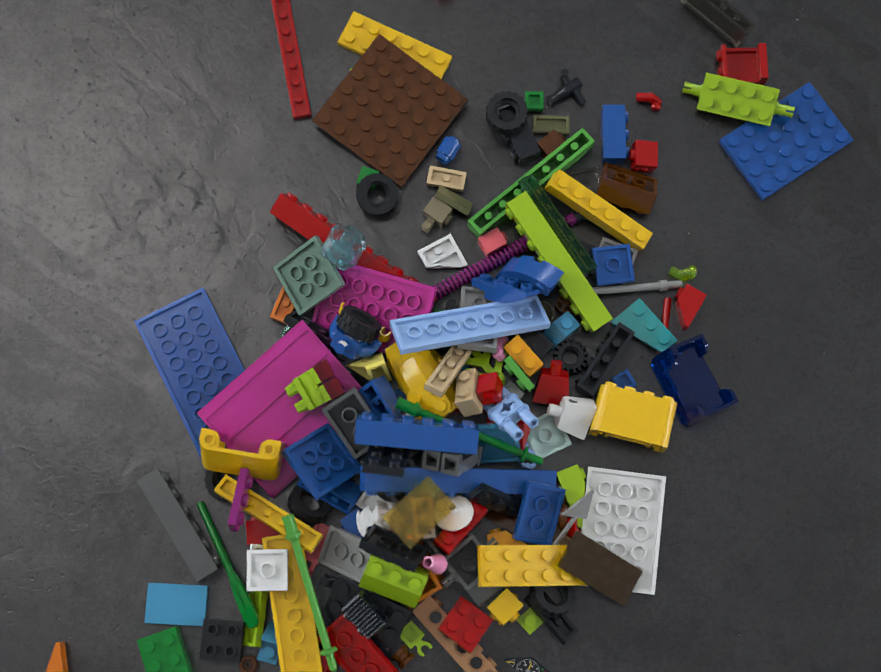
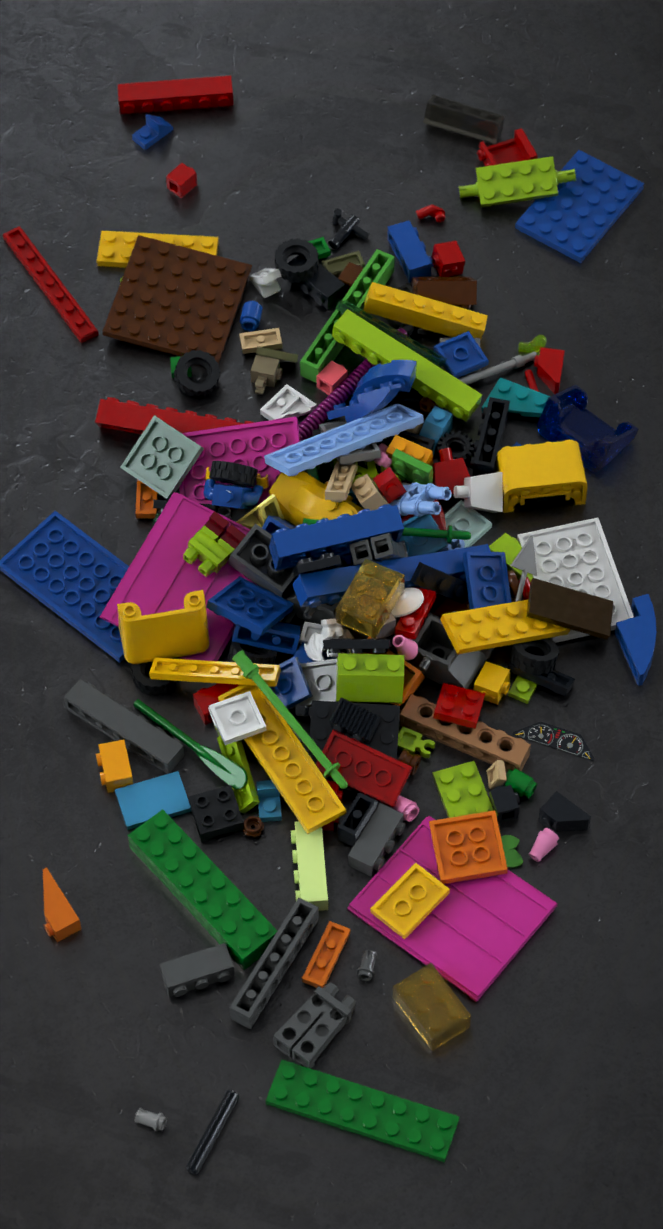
camera: 20 degrees left, 20 degrees down
(156, 561) = (115, 765): none -> light orange brick
(240, 500) = (182, 664): magenta plate -> none
(329, 550) = (292, 684): none -> blue plate
(344, 246) = (188, 412): clear light blue brick -> none
(475, 117) = (266, 281): none -> white slope
(651, 613) = (638, 637): none -> blue slope

